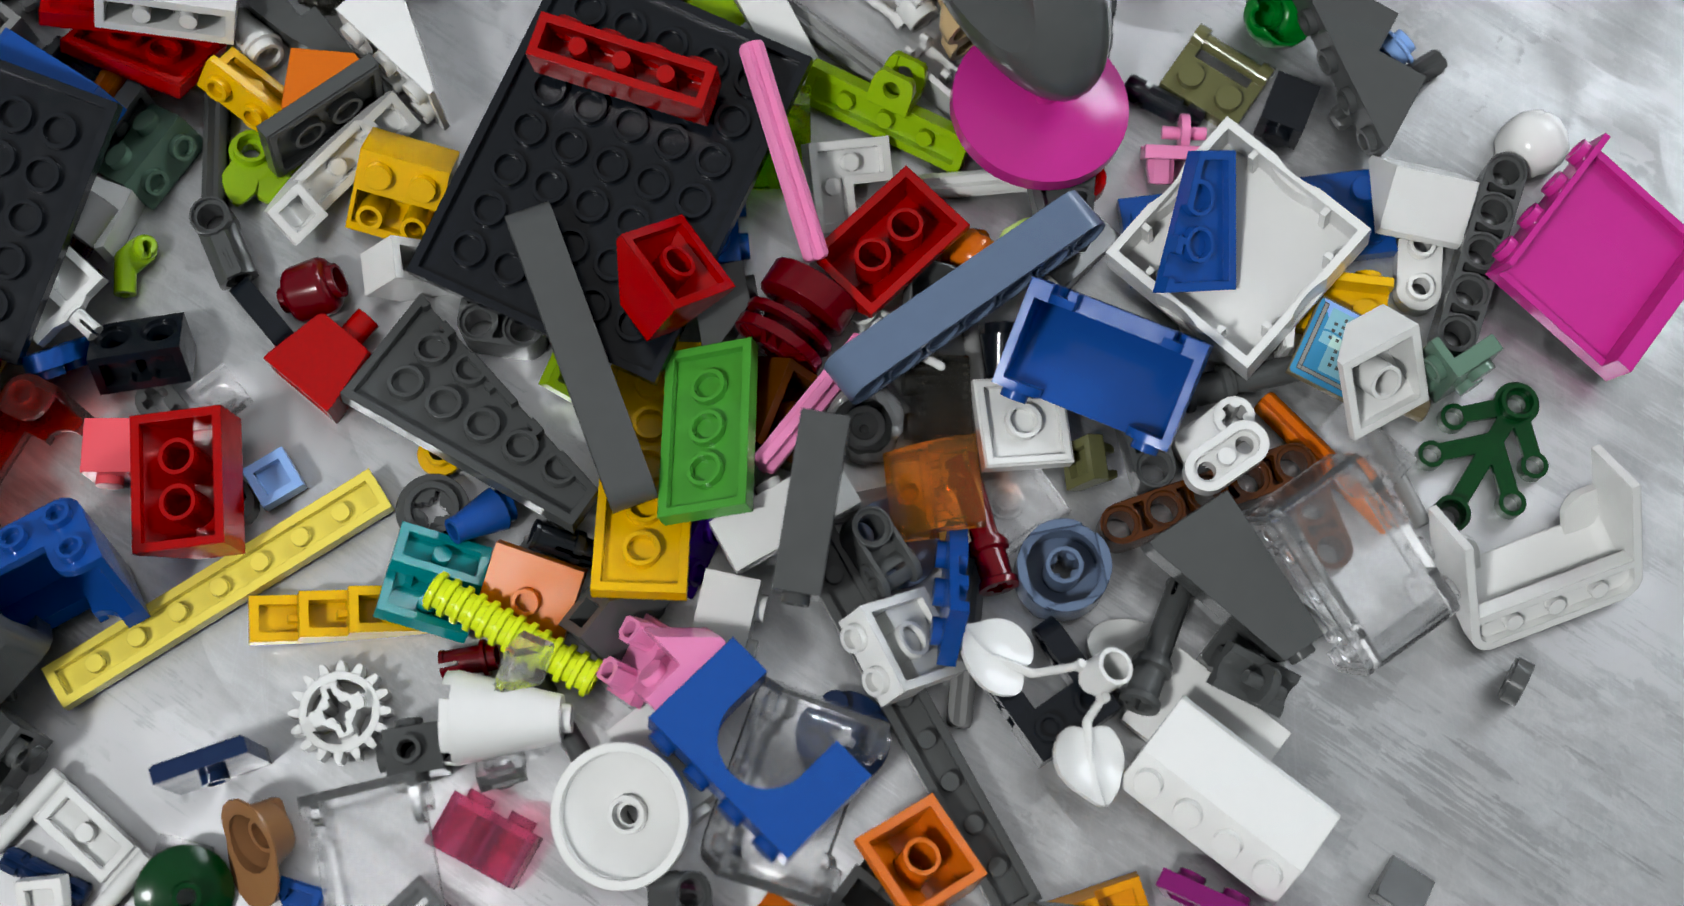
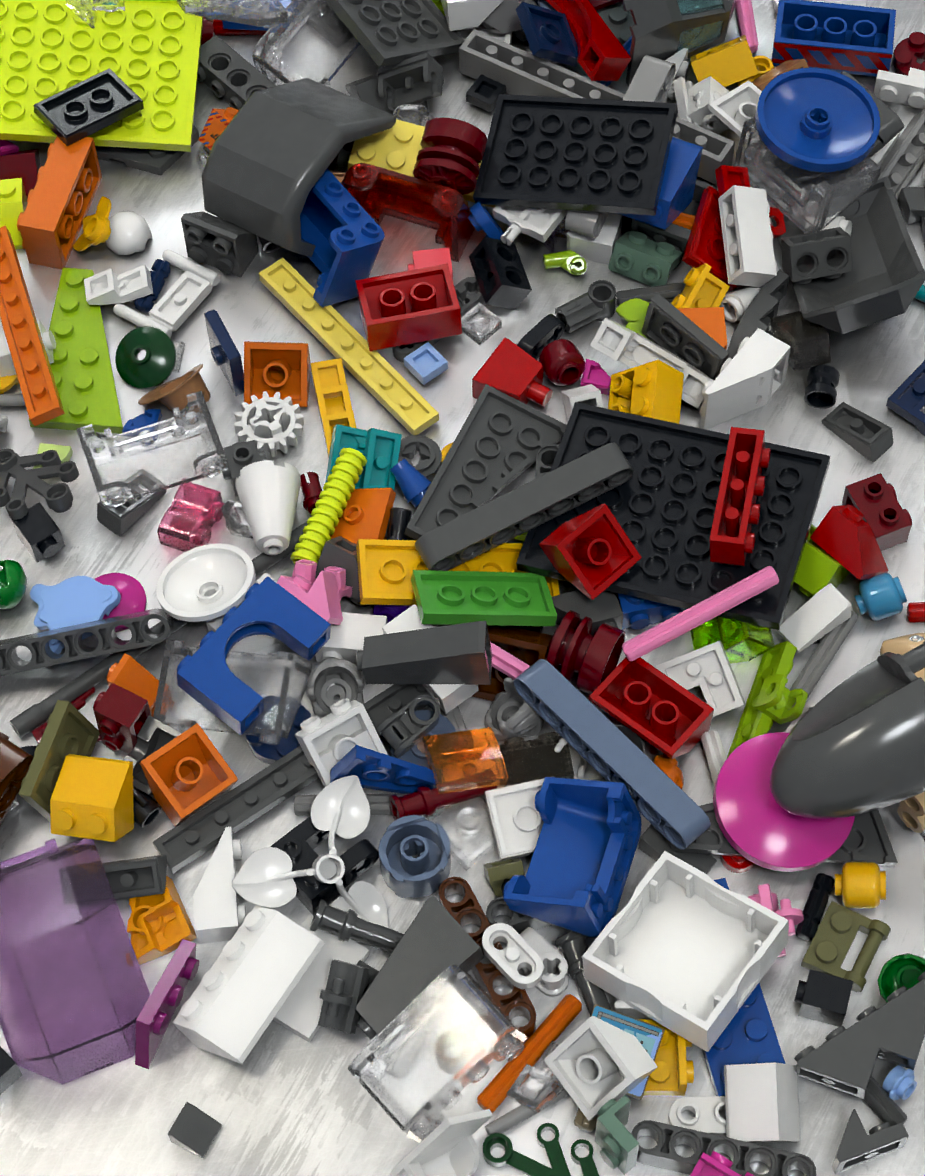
camera: 85 degrees right, 15 degrees down
(256, 693) = (277, 369): none -> orange slope
(343, 250) = (596, 376): none -> dark pink tile
(524, 663) = (304, 508): clear slope -> none
(798, 634) = (333, 678): none -> light grey hair
(1090, 837) = (215, 900): none -> white slope
(1147, 43) = (861, 885): none -> yellow head
(1202, 228) = (691, 913): blue wing -> none
(1469, 106) = (859, 1147): none -> dark grey slope

